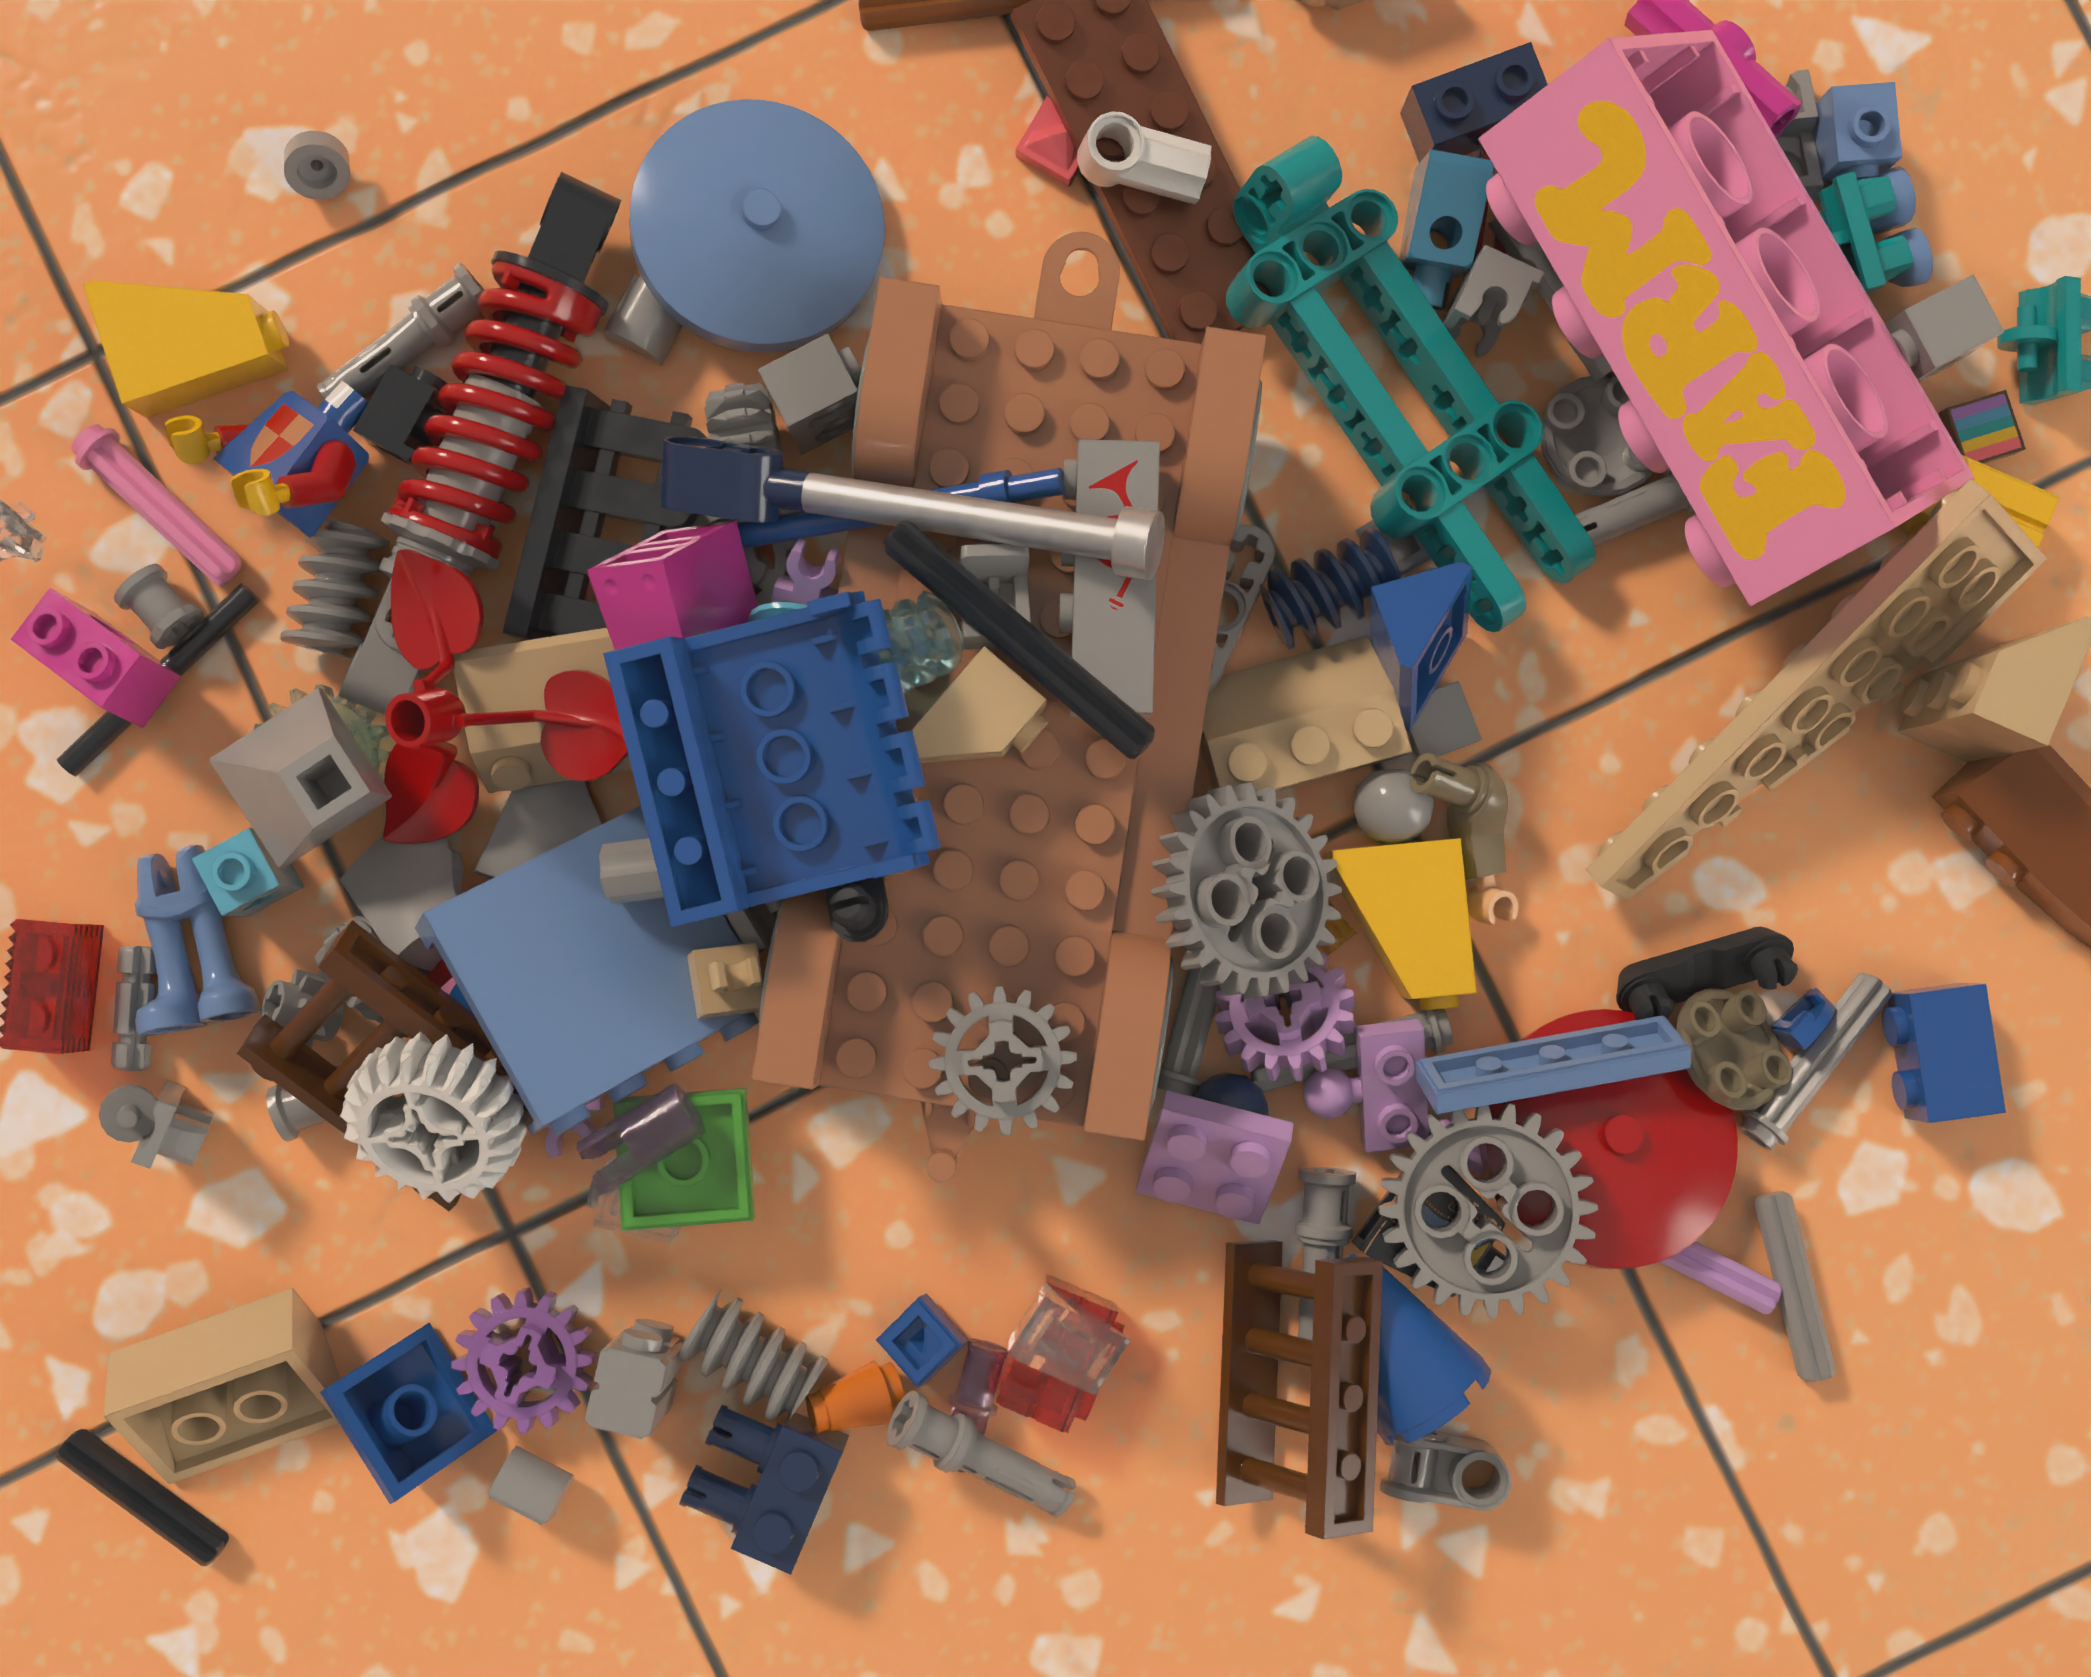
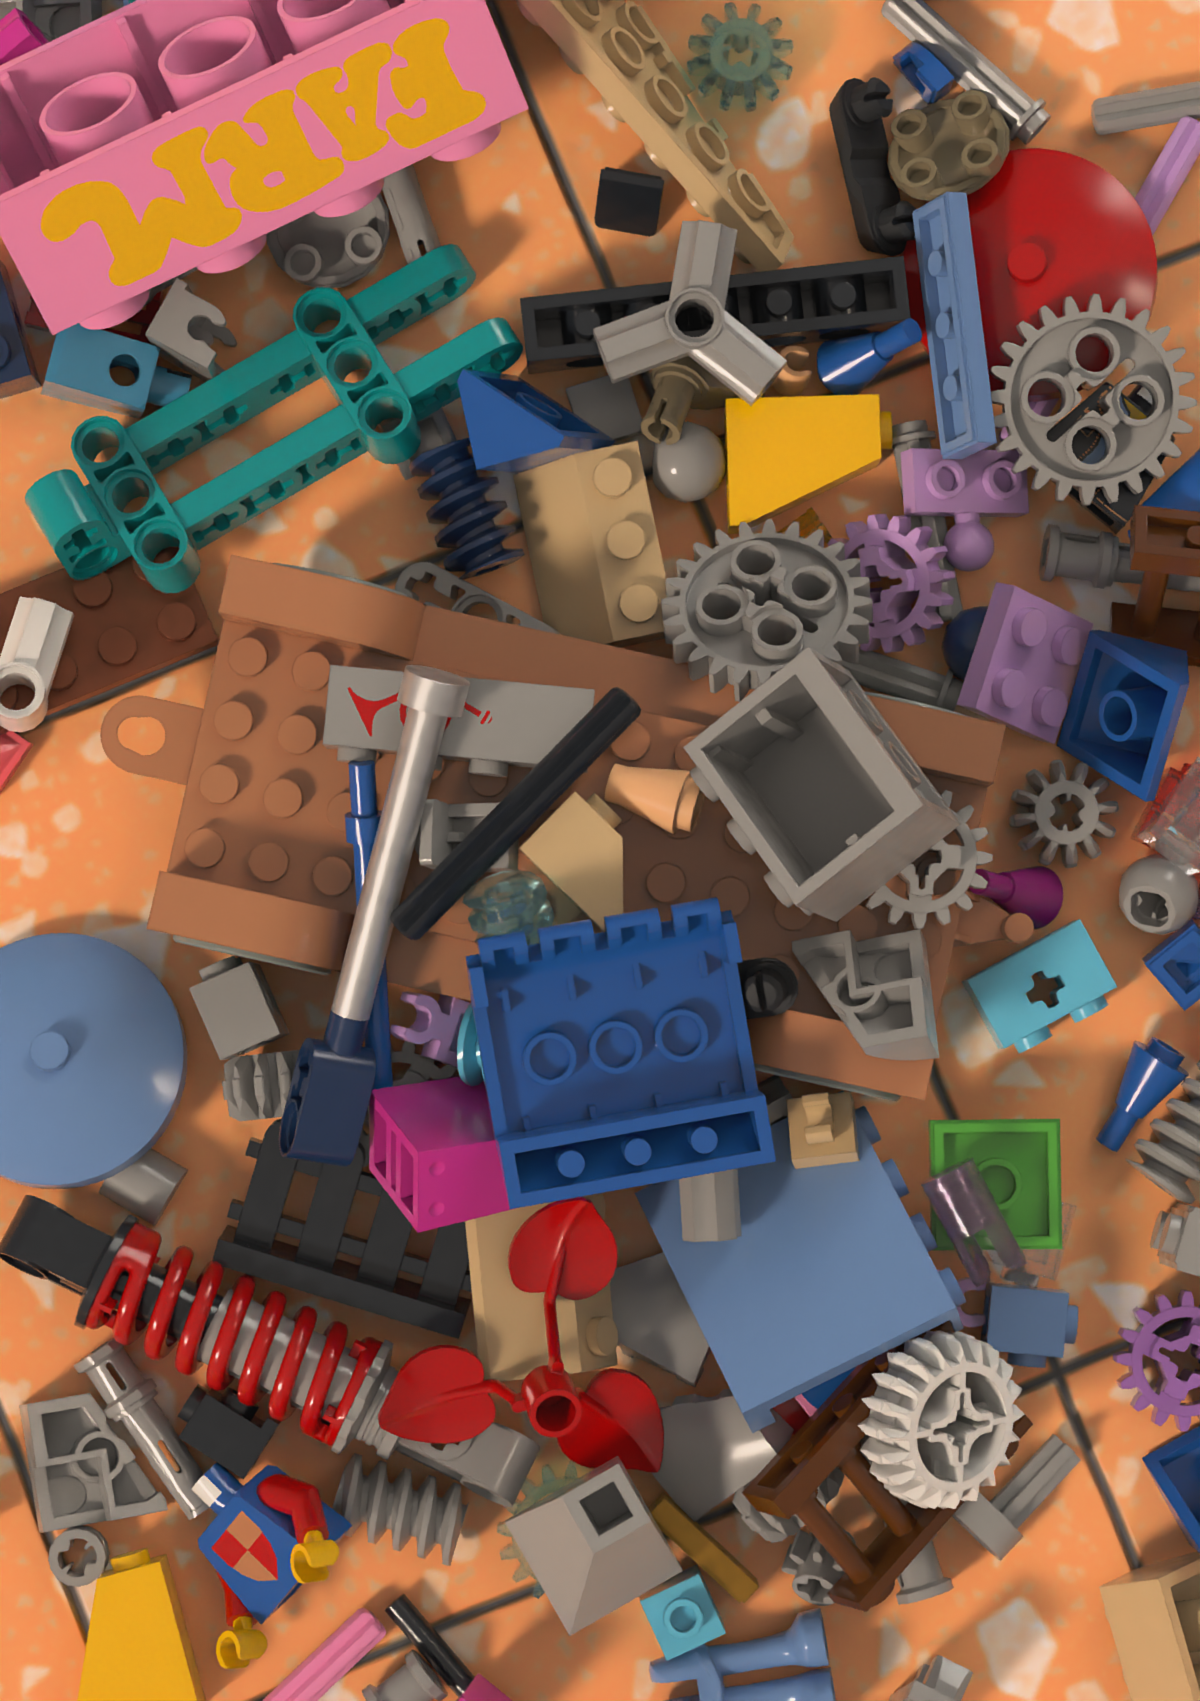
camera: 85 degrees left, 0 degrees up
(262, 270) = (93, 1568): none -> light grey bush
(311, 891) = (703, 1549): none -> pearl gold tile
(355, 1183) = (997, 1521): none -> light grey piece
(365, 280) = (82, 1466): none -> light grey slope
(552, 1200) = (1028, 1322): none -> medium blue brick
(803, 1306) = (1148, 1078): none -> blue cone
(862, 1024) = (876, 990): none -> light grey slope
(923, 1209) = (1062, 955): none -> medium azure brick
(981, 1171) = (1026, 891): none -> magenta cone
(988, 1306) = (1157, 895): none -> light grey piece
(1049, 789) = (658, 795): none -> light nougat cone
(1063, 1227) = (1084, 818): none -> light grey gear
(1064, 948) = (819, 787): none -> light grey container
(1173, 1264) = (1126, 709): none -> blue slope
(1507, 967) = (854, 361): none -> blue cone
(1544, 822) = (775, 305): none -> black brick
(1579, 799) = (699, 282): none -> light grey piece
(1651, 731) = (628, 201): none -> black slope
(1827, 833) = (740, 35): none -> clear light blue gear

